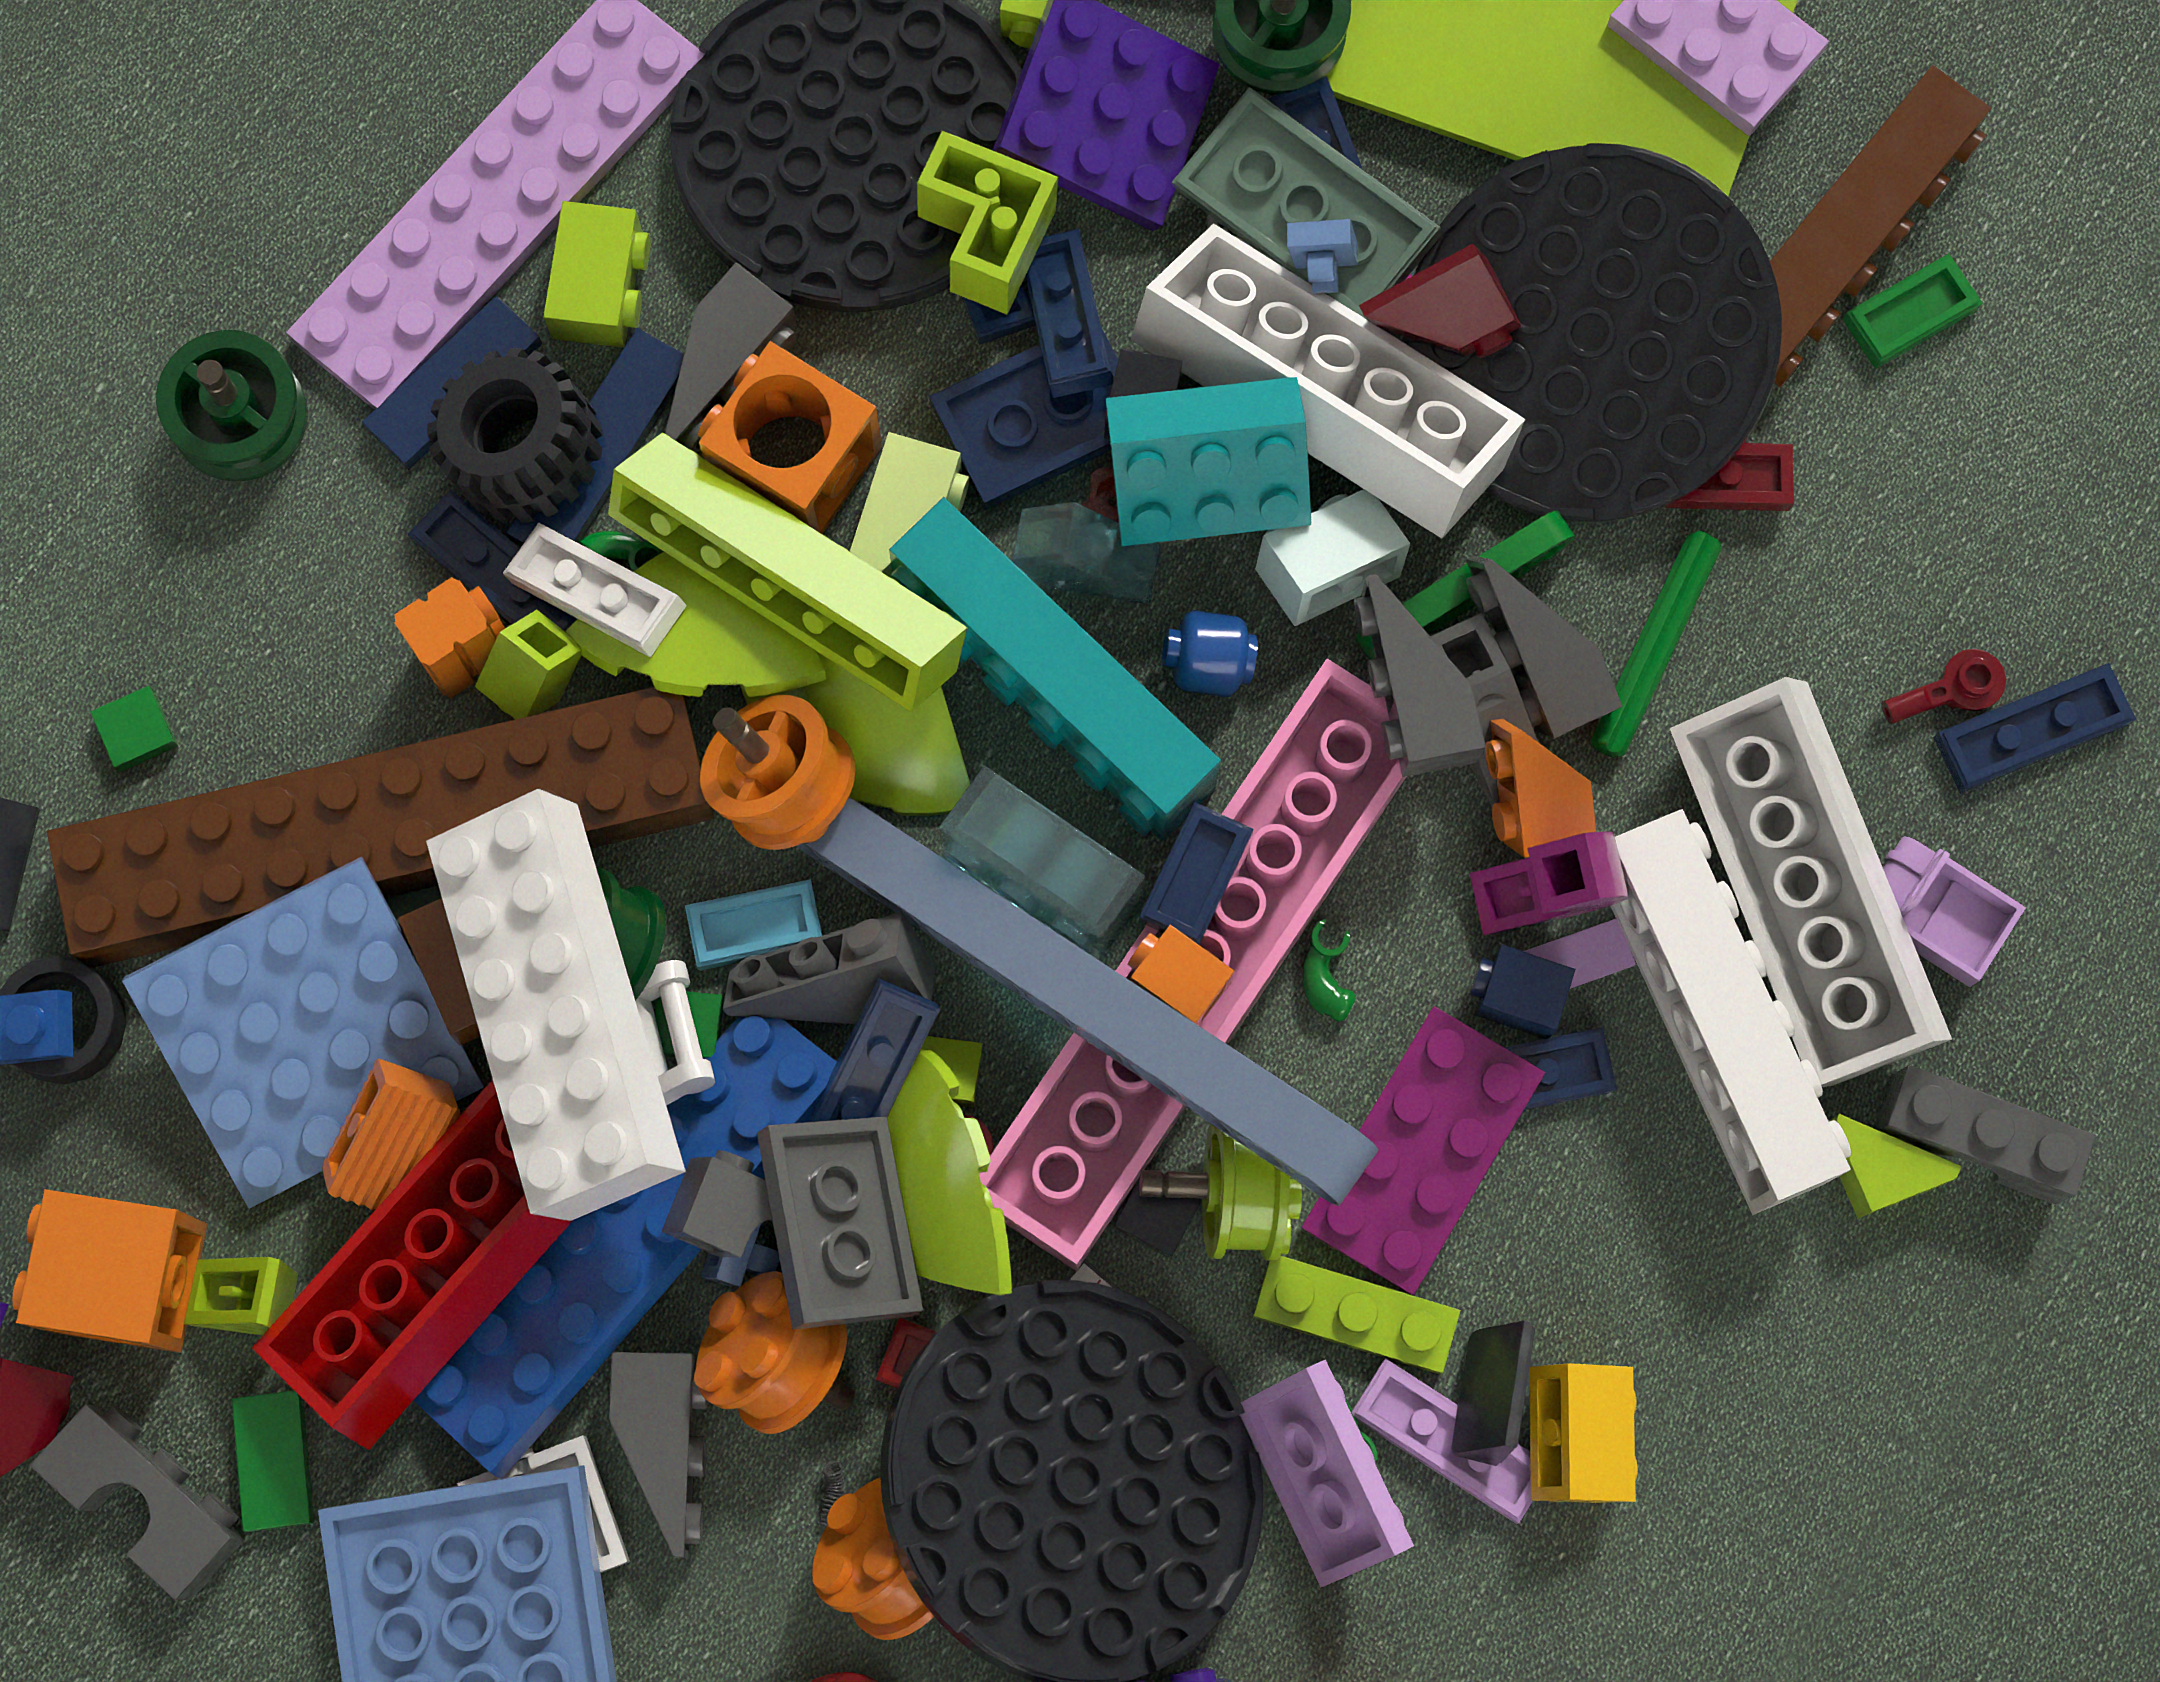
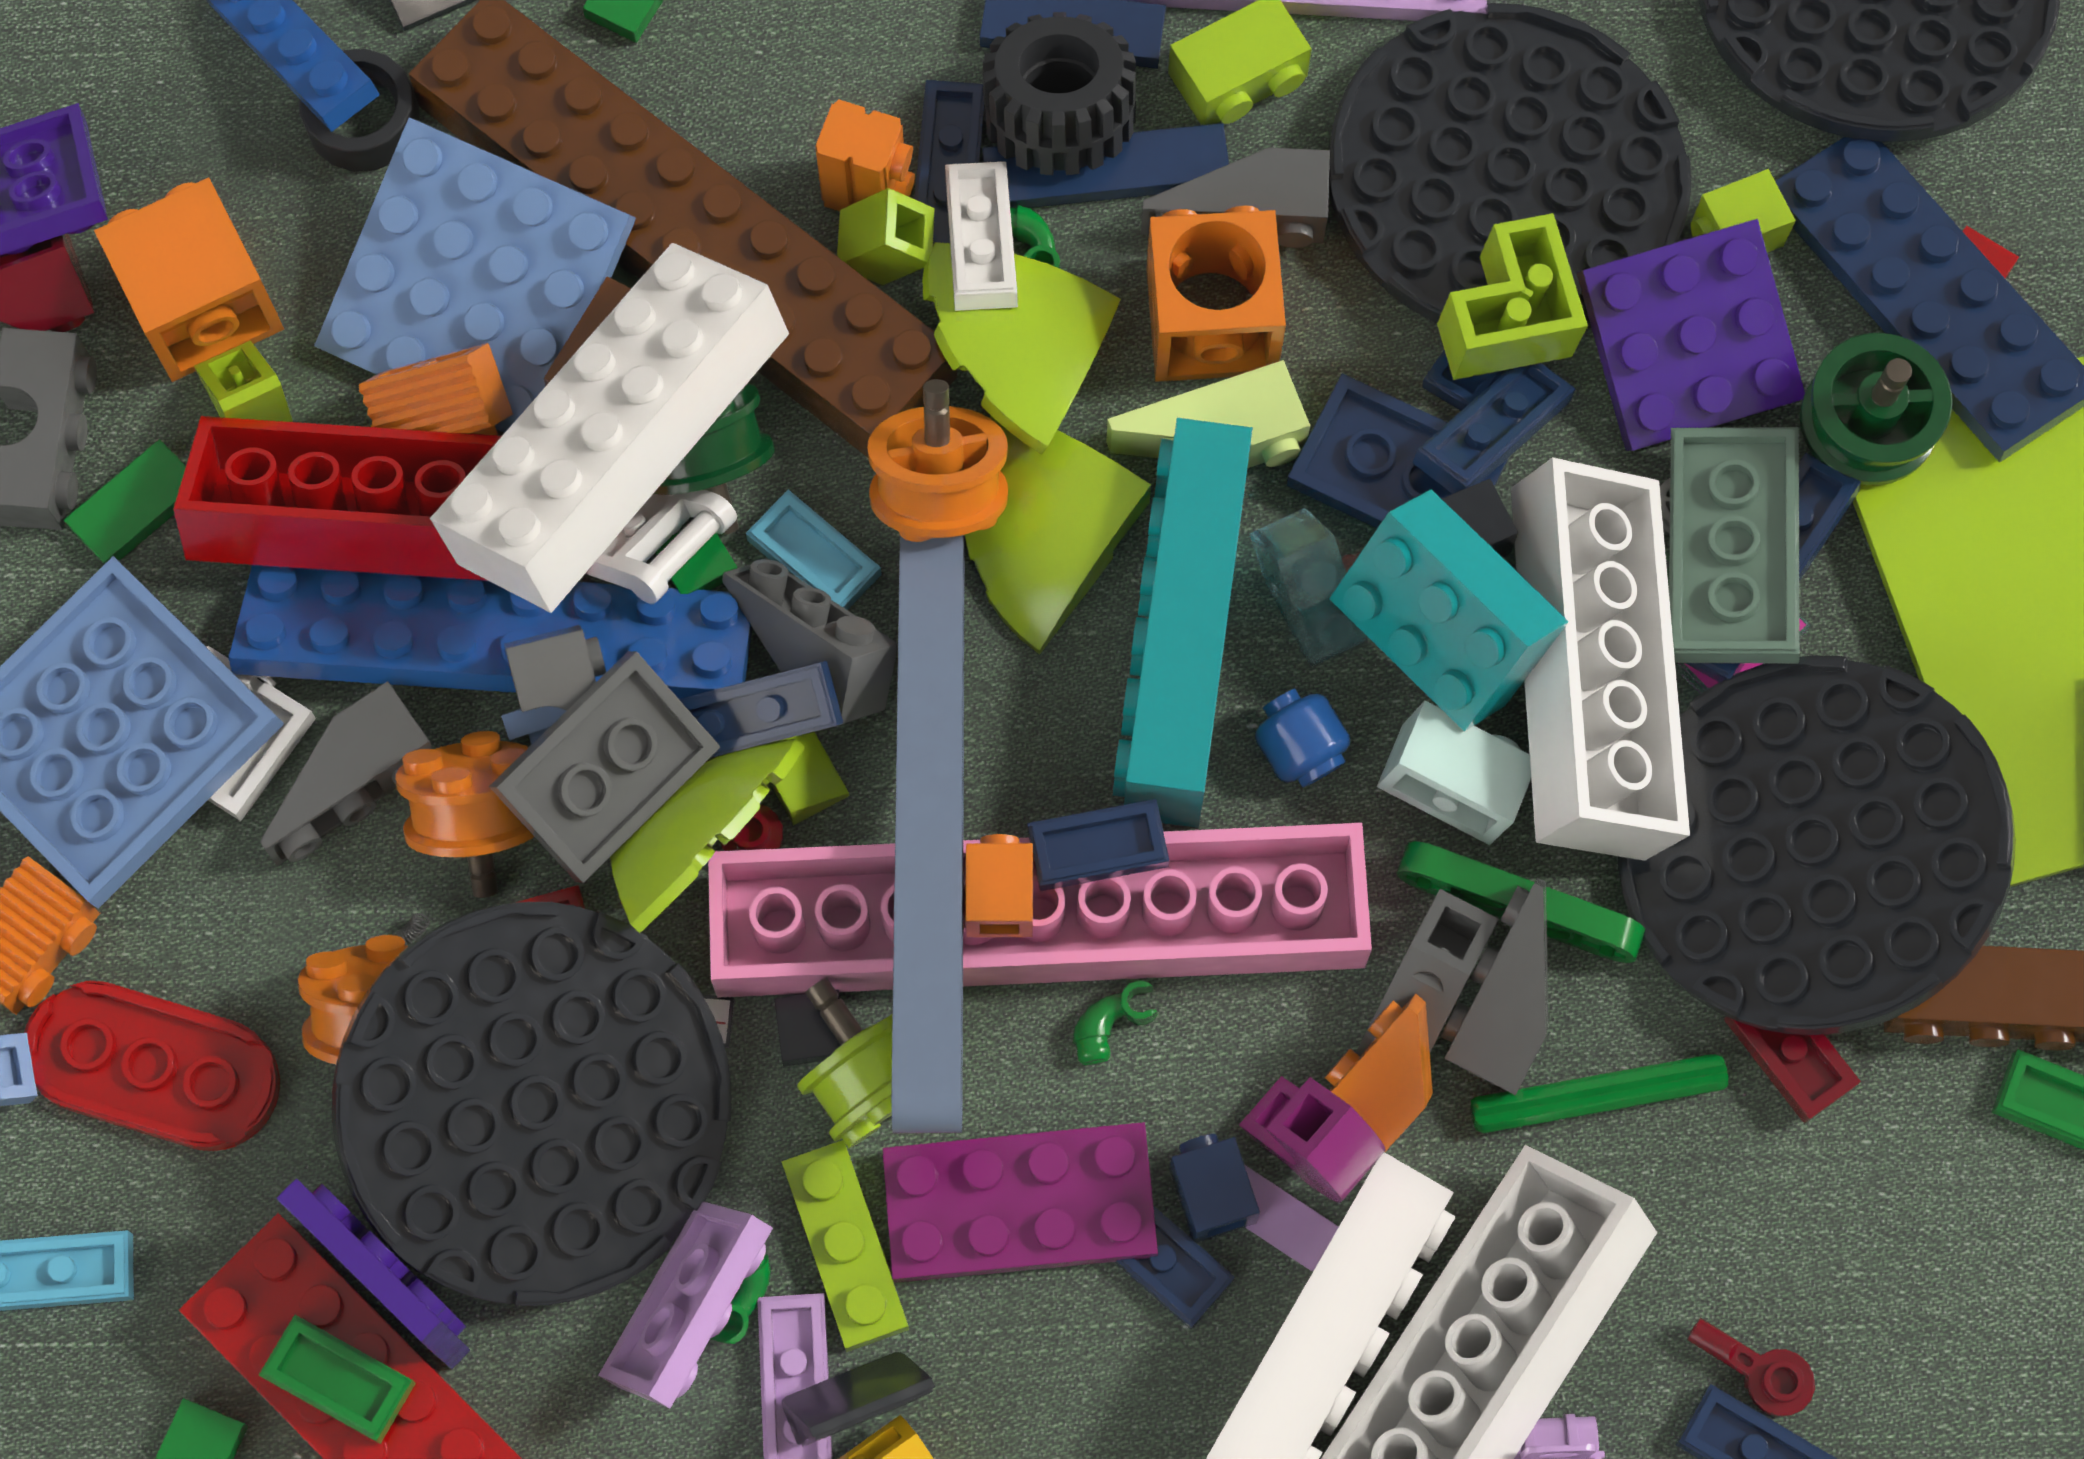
camera: 55 degrees right, 5 degrees down
(787, 571) = (1101, 359): brick -> none
(1041, 863) = (1015, 722): clear light blue brick -> none
(1321, 249) = (1699, 573): medium blue tile -> none
(1426, 696) = (1383, 920): dark grey slope -> none
(1449, 306) = (1740, 704): dark red slope -> none

